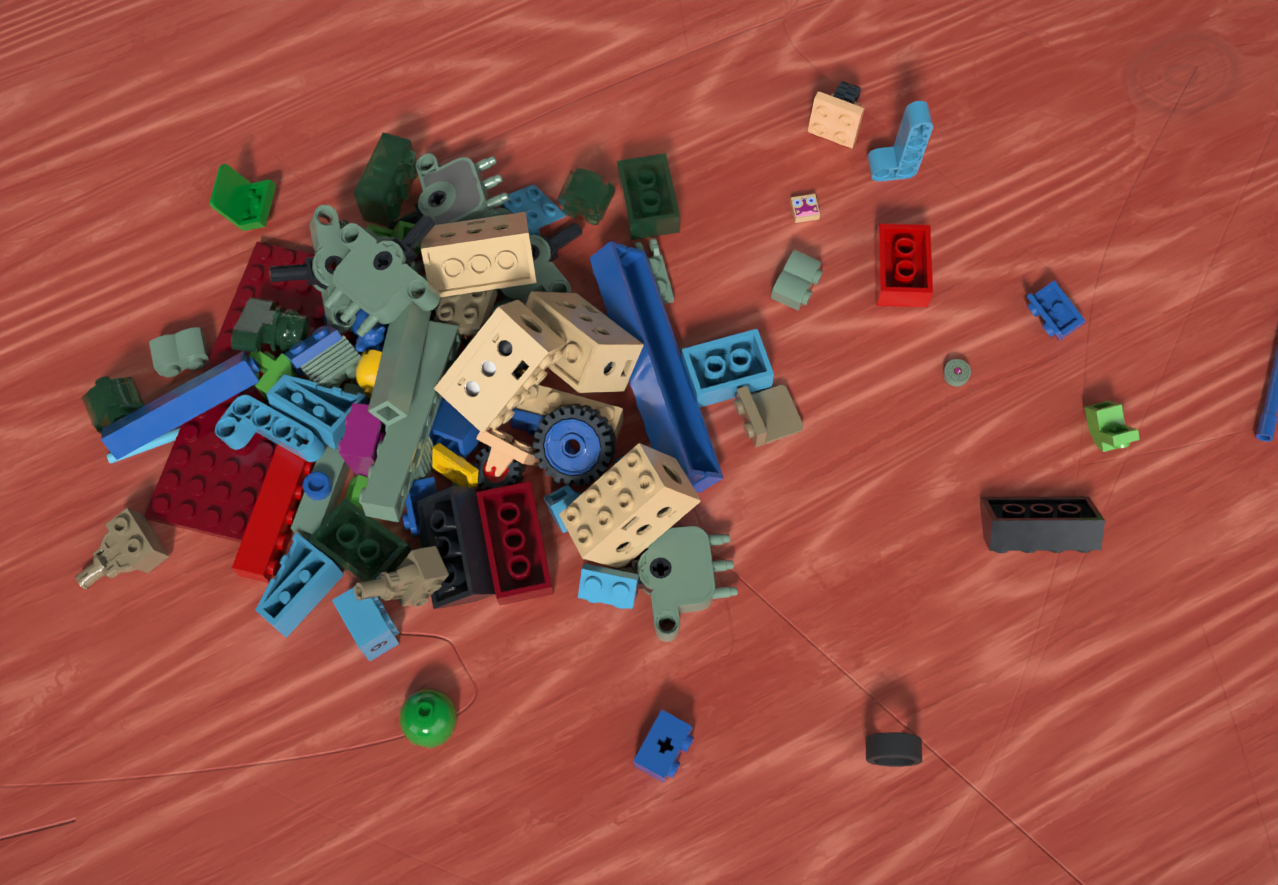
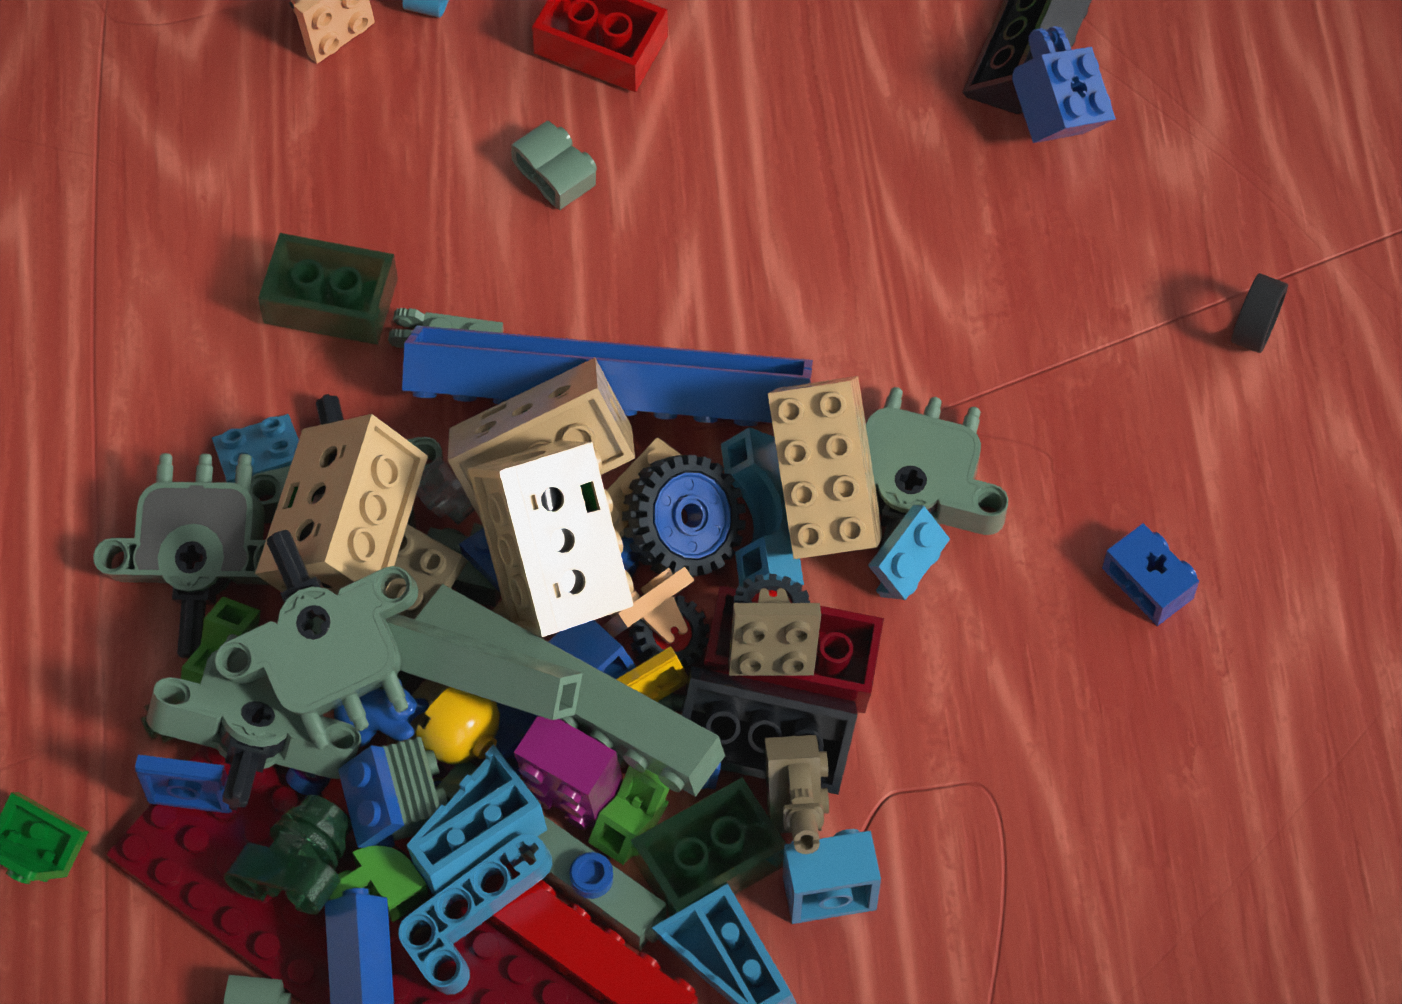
camera: 70 degrees left, 5 degrees down
(291, 247) = (182, 783): none -> blue tile
(386, 180) = (111, 620): clear green brick -> none
(428, 718) = (994, 854): green cylinder -> none
(504, 517) = (773, 629): none -> dark tan plate
(585, 195) = (285, 366): clear green brick -> none
(726, 365) = (652, 289): dark azure brick -> none
(767, 414) = (738, 277): dark tan bracket -> none
(805, 208) = (442, 113): tile -> none
(956, 372) = (778, 44): sand green tile -> none
(999, 554) = (1061, 88): none -> blue hinge

